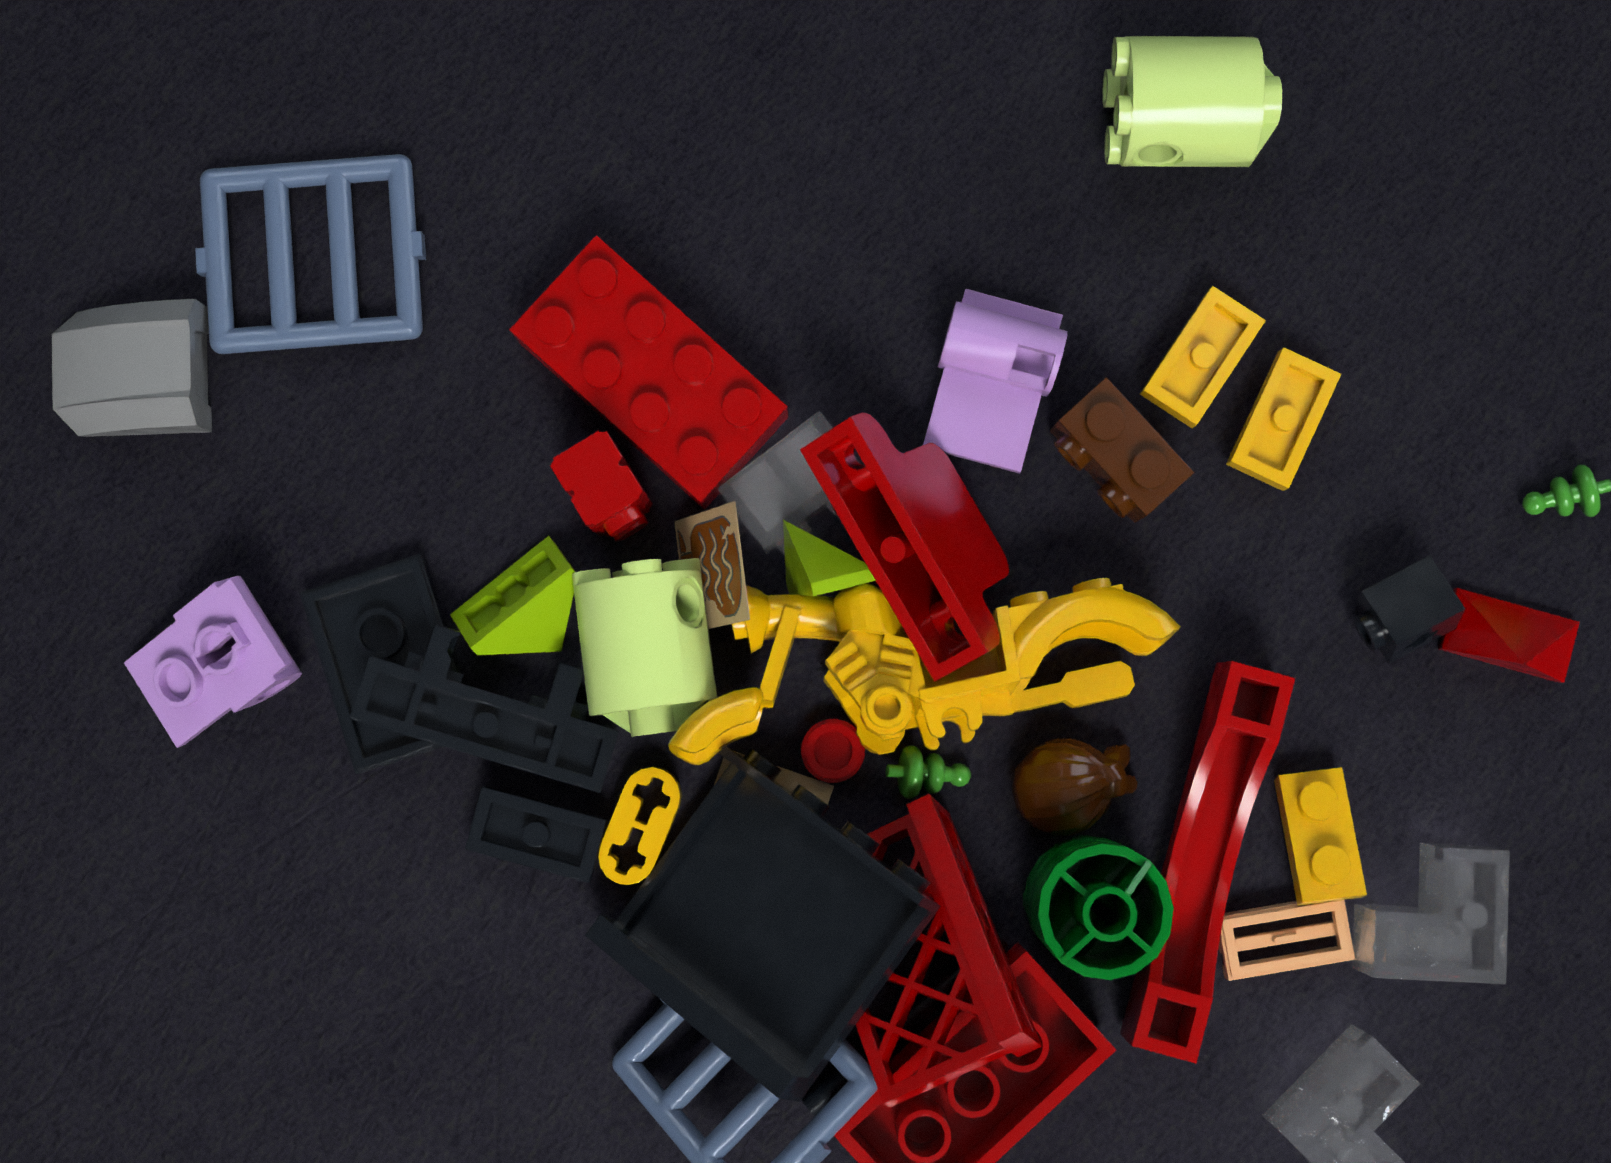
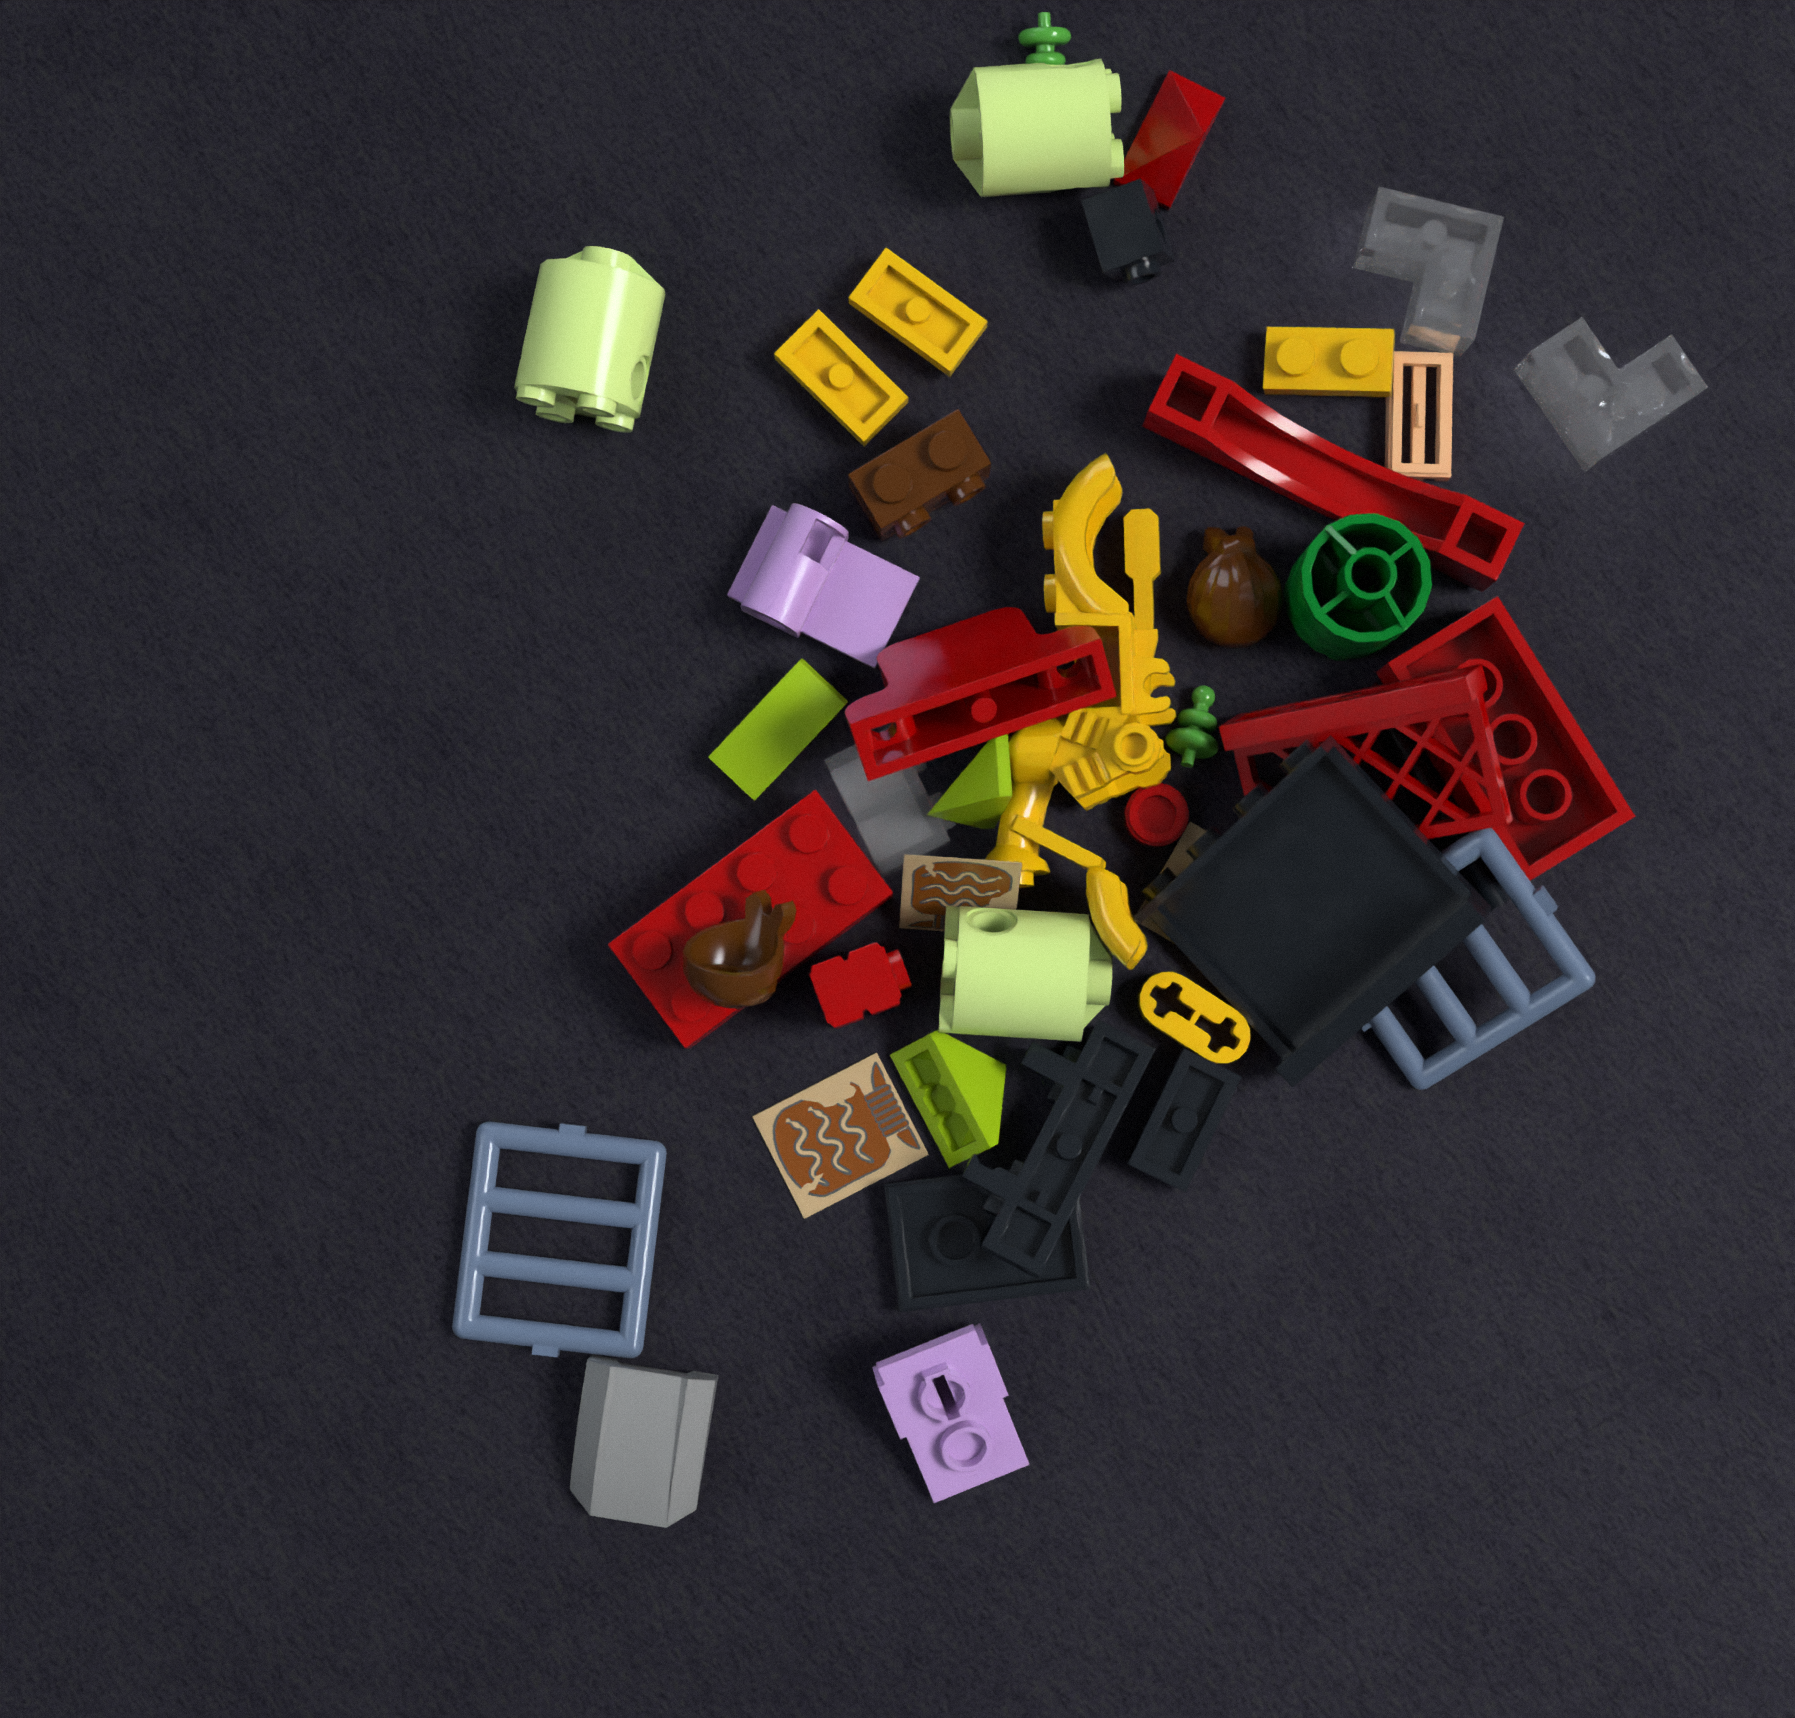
camera: 80 degrees left, 0 degrees up
(462, 504) = (840, 1135): none -> sticker
(600, 359) = (740, 959): none -> reddish brown piece
(843, 363) = (778, 729): none -> lime slope
(1493, 496) = (1037, 128): none -> yellowish green cylinder

